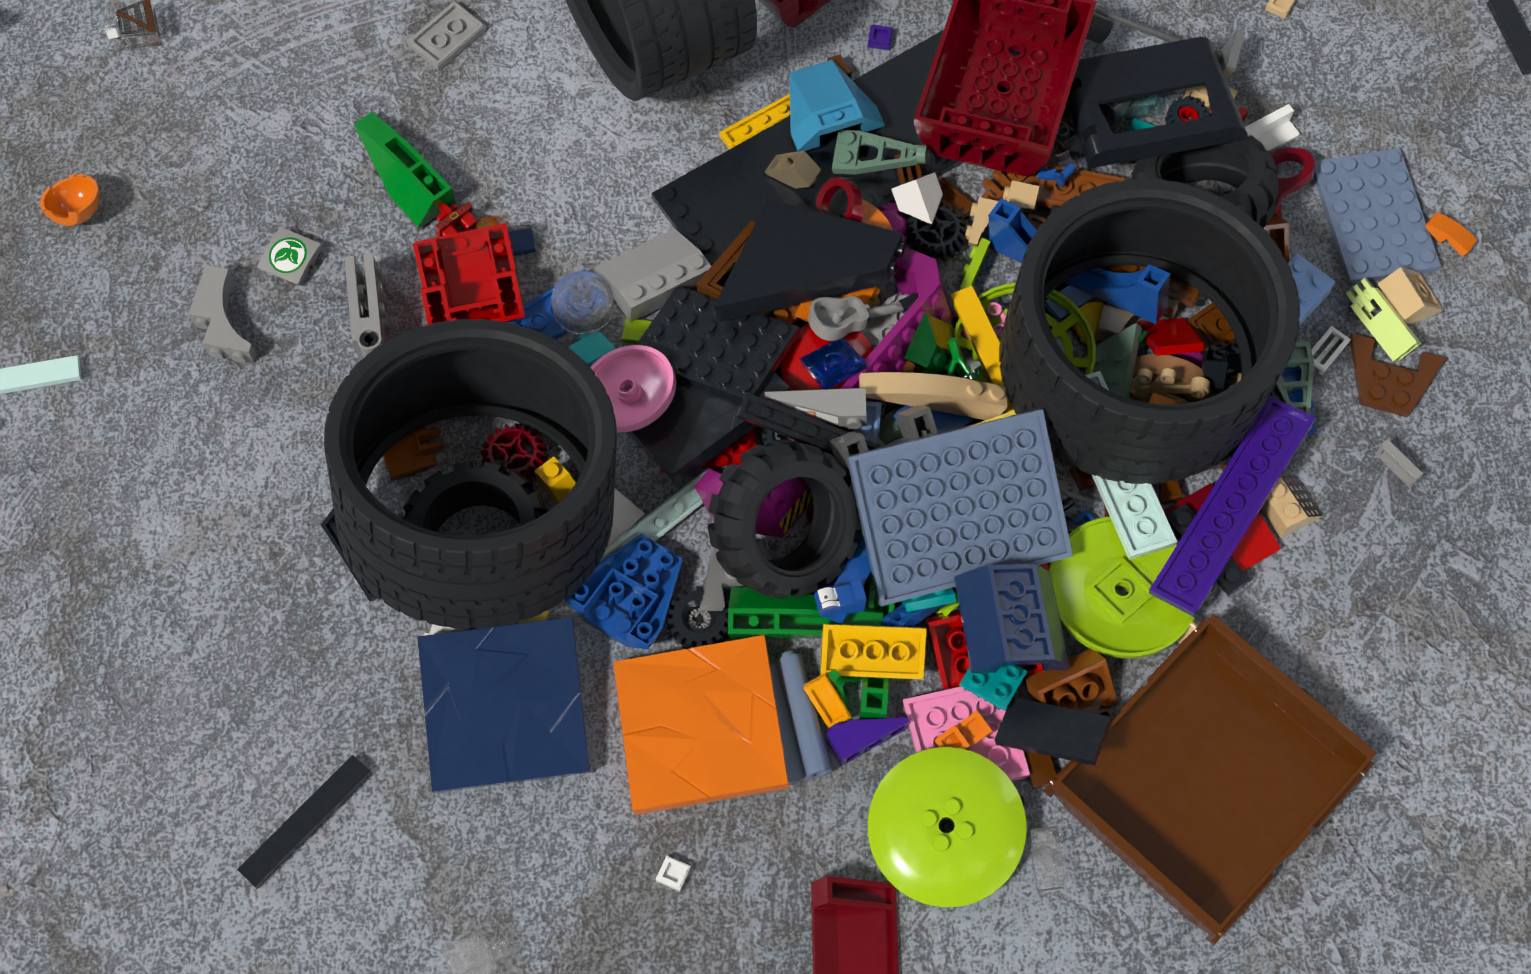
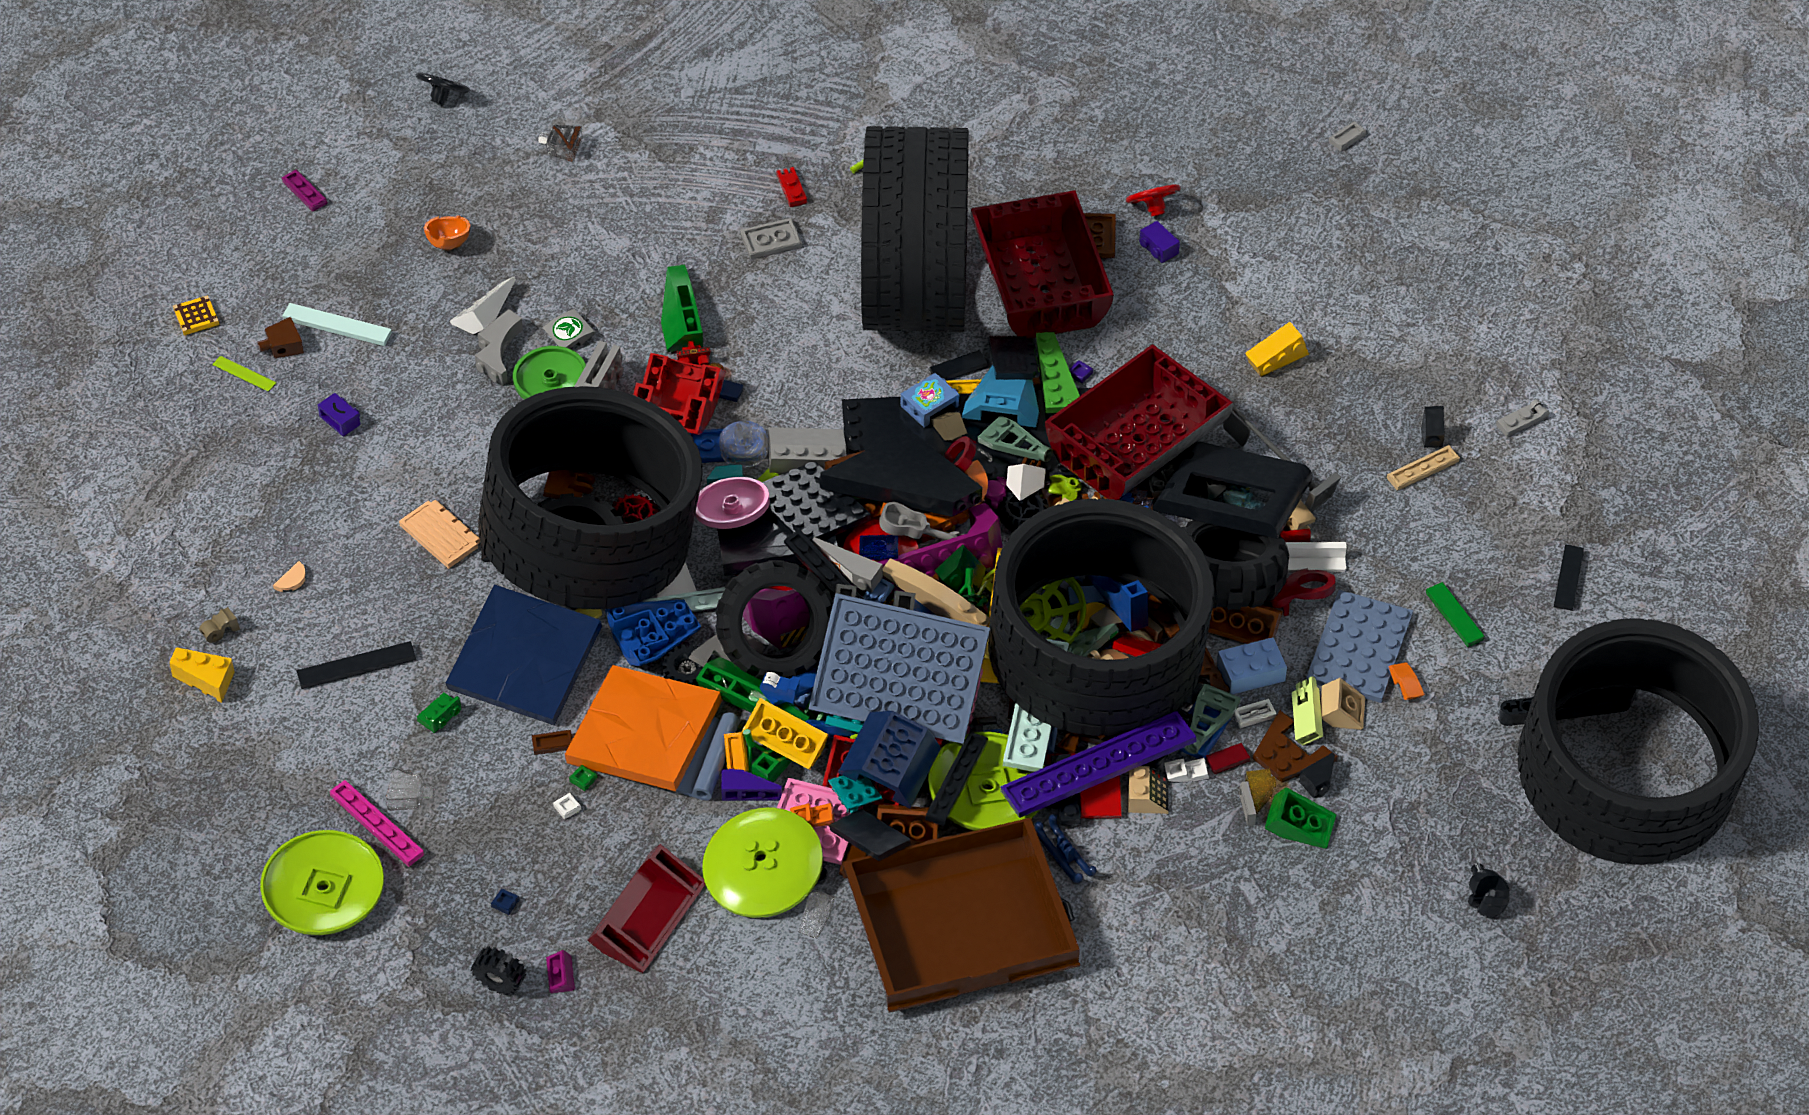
camera: 30 degrees right, 15 degrees down
(82, 498) = (339, 414): none -> dark purple brick
(101, 866) = (214, 628): none -> dark tan leg
(124, 936) = (203, 670): none -> yellow wedge
(156, 745) = (292, 579): none -> light nougat tile
(176, 276) = (484, 310): none -> white wedge
(298, 592) = (440, 533): none -> light nougat hinge
(305, 326) = (547, 370): none -> bright green dish
(445, 831) = (439, 712): none -> green bracket
(602, 797) = (551, 742): none -> reddish brown tile
(668, 825) = (583, 778): none -> green tile
(749, 92) = (960, 365): none -> black tile
(750, 148) = (928, 398): none -> medium blue panel
(806, 55) = (1014, 358): none -> black hinge
(871, 63) = (1056, 378): none -> bright green wing
(958, 181) = (1064, 486): none -> lime plate
(1096, 606) = (956, 778): none -> black tile
(1256, 627) = (1064, 852): none -> dark blue piece
(1310, 455) = (1186, 771): none -> white slope
(1338, 418) = (1227, 758): none -> dark red tile
(1400, 433) = (1261, 787): none -> clear yellow slope
(1440, 131) = (1455, 614): none -> green tile
(1446, 391) = (1317, 776): none -> black slope
(1461, 454) = (1299, 819): none -> green slope

